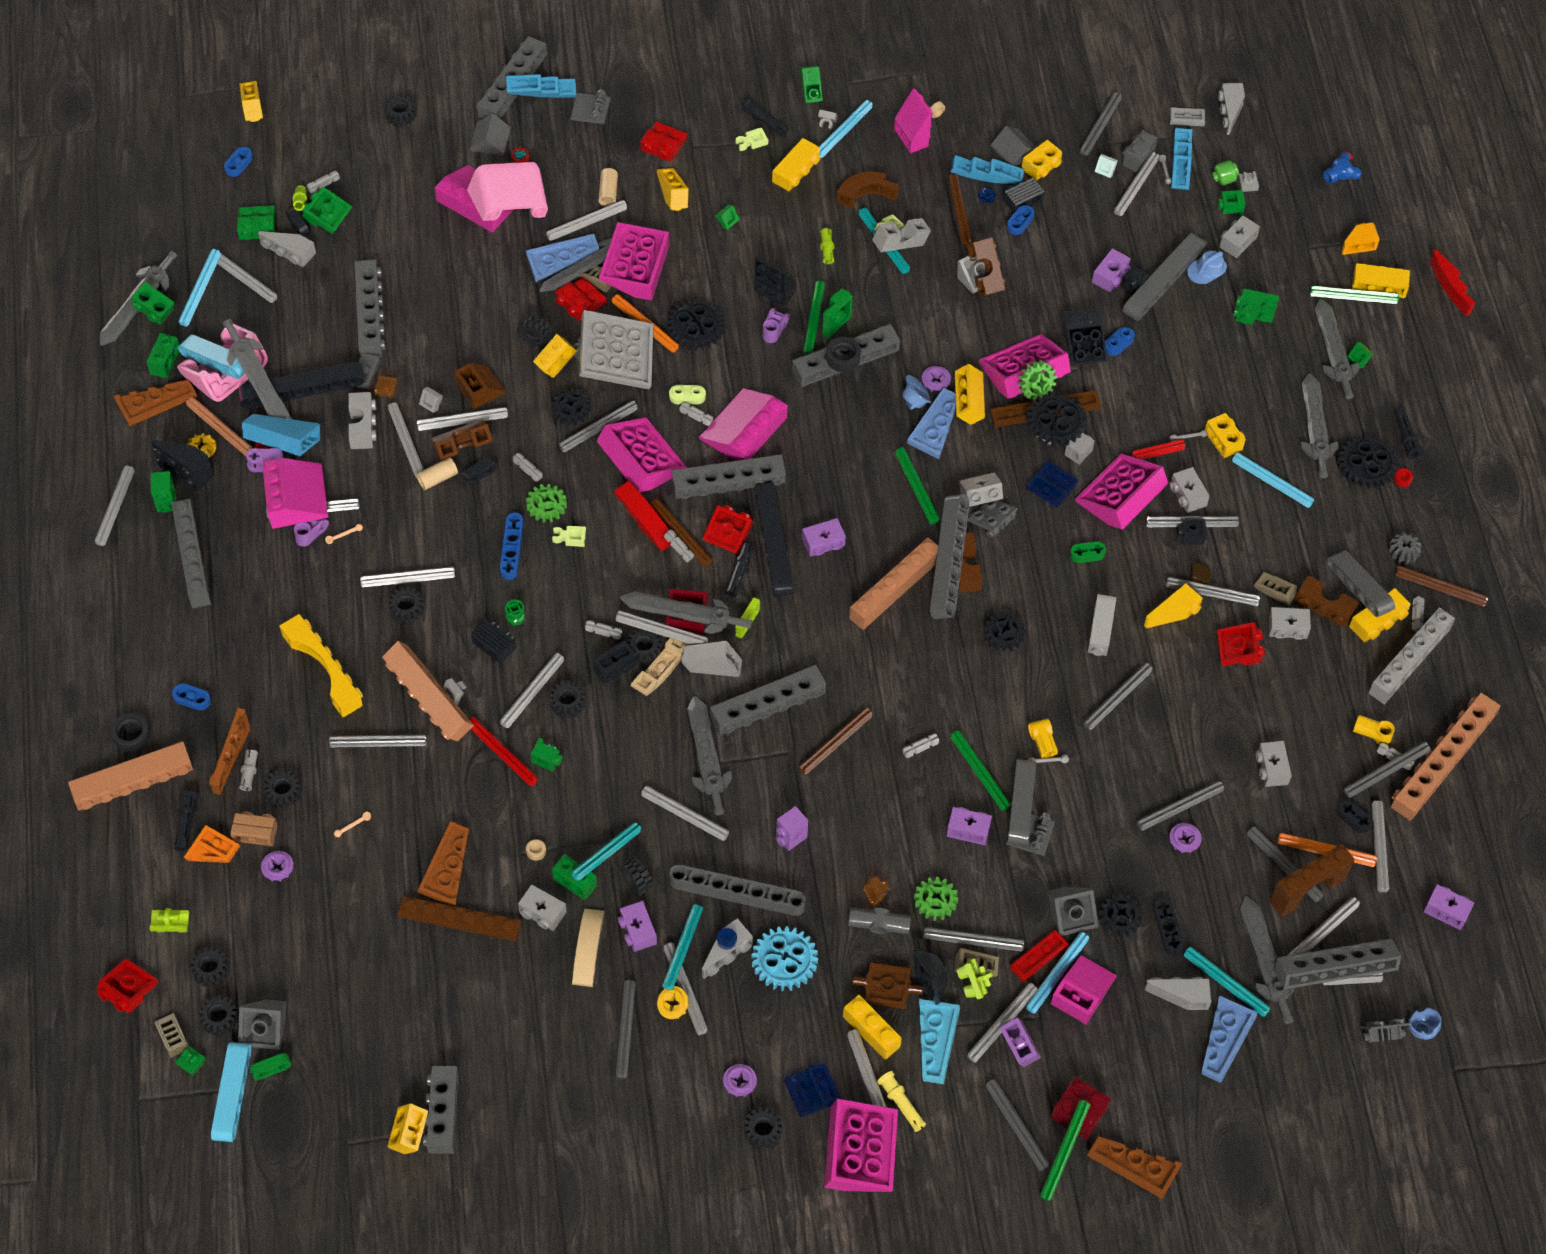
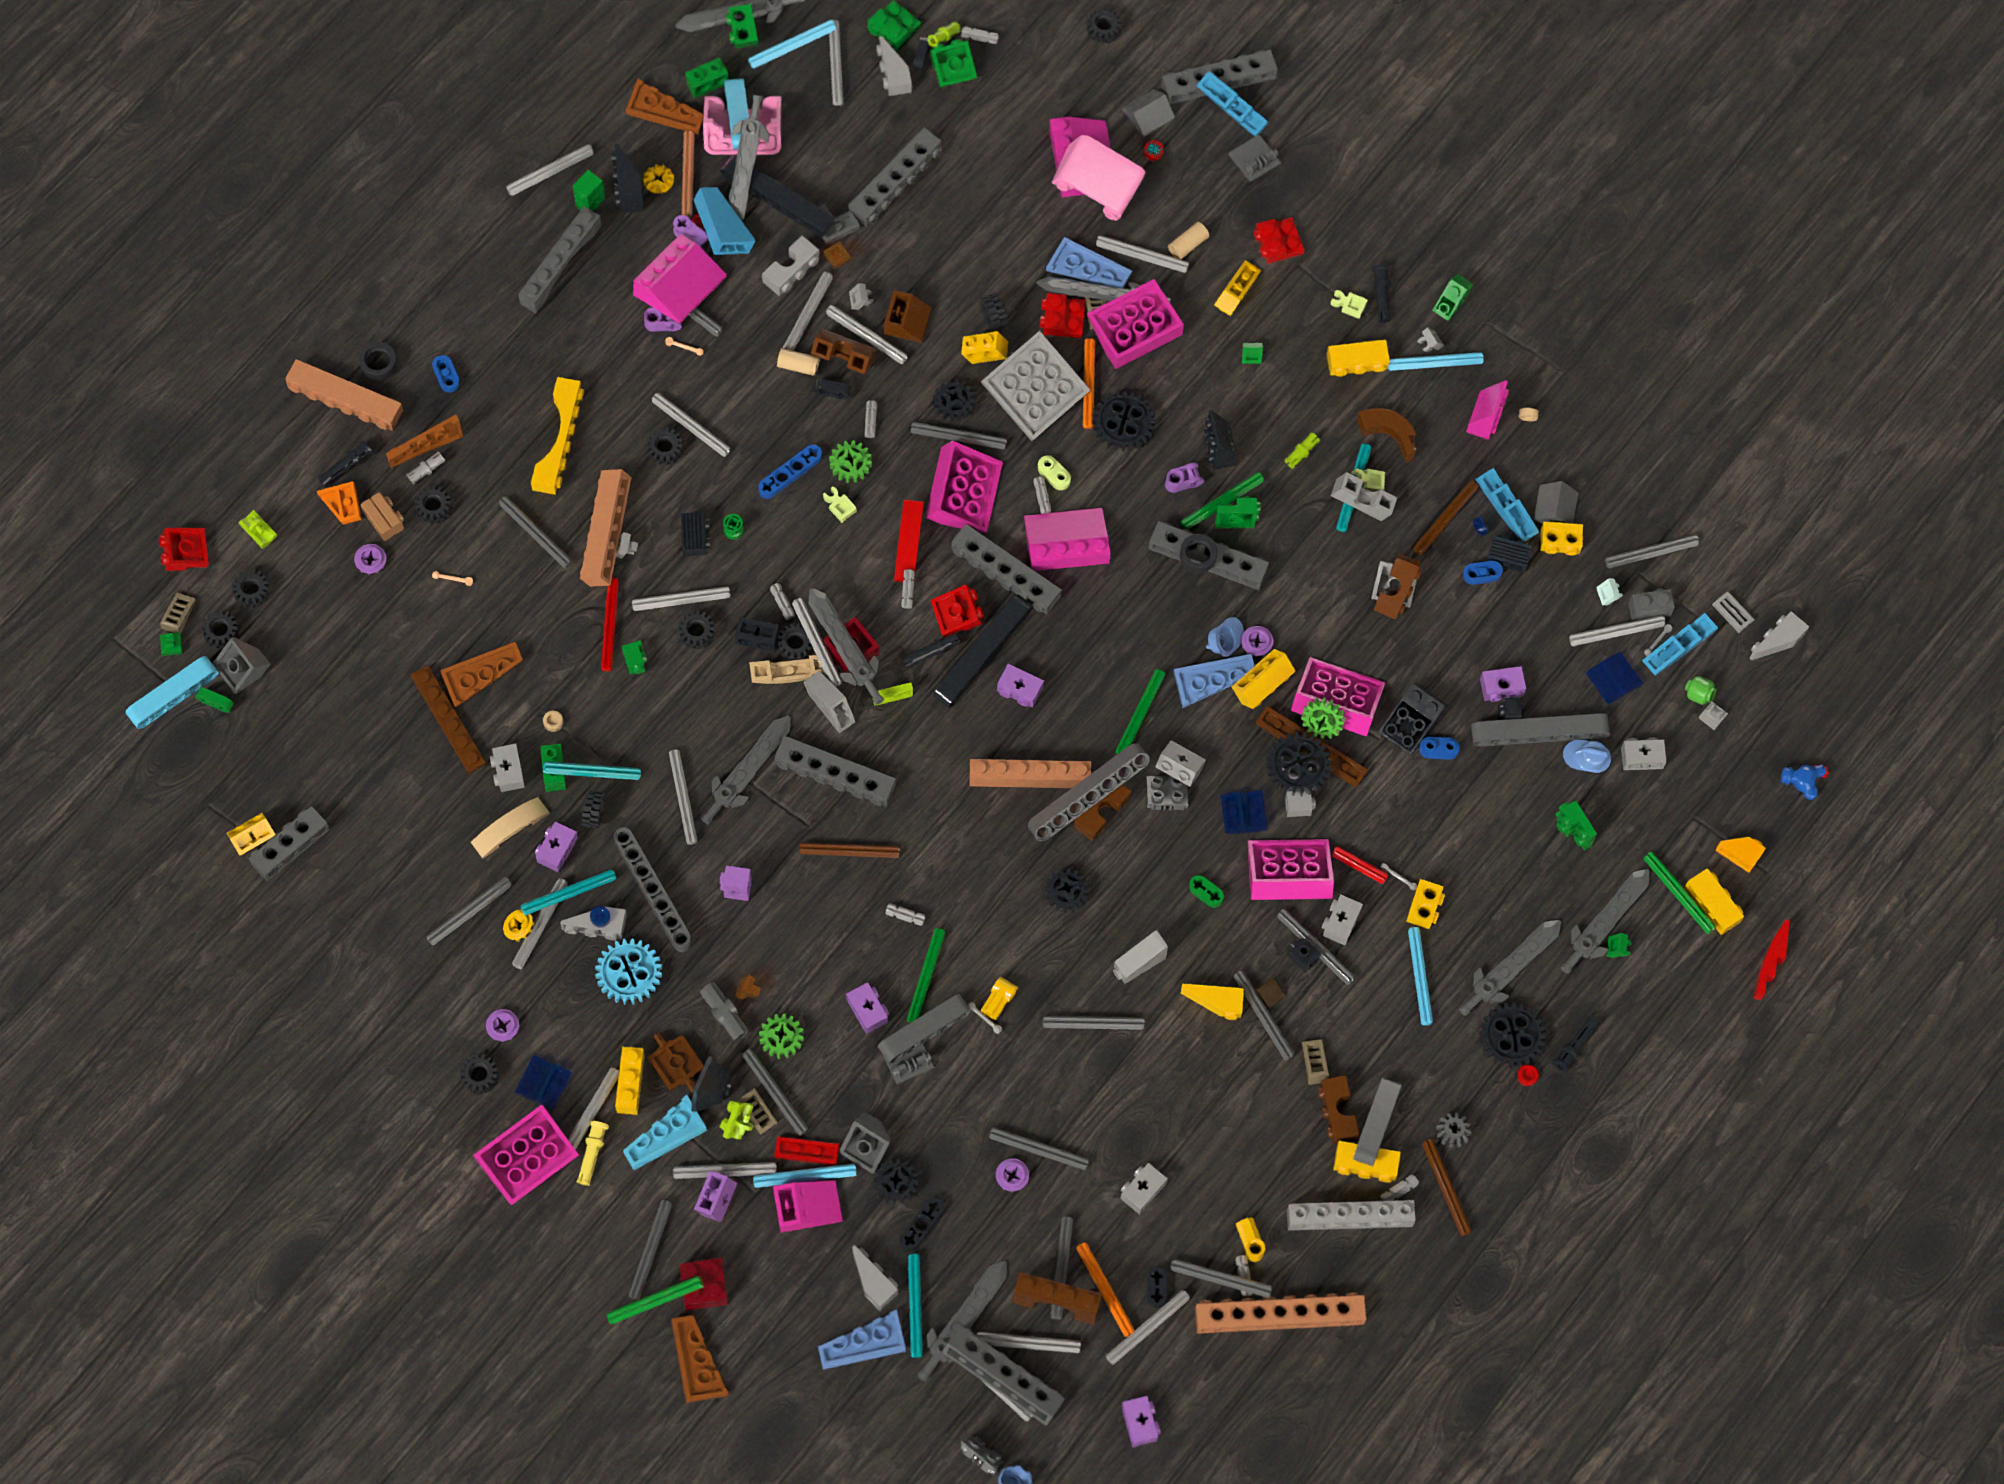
camera: 45 degrees right, 10 degrees up
(681, 532) = (922, 580): reddish brown axle -> none
(1168, 210) = (1614, 678): none -> clear blue slope
(1231, 202) = (1673, 713): green brick -> none
(1240, 644) = (1230, 1076): red plate -> none
(1289, 623) = (1287, 1087): light grey brick -> none

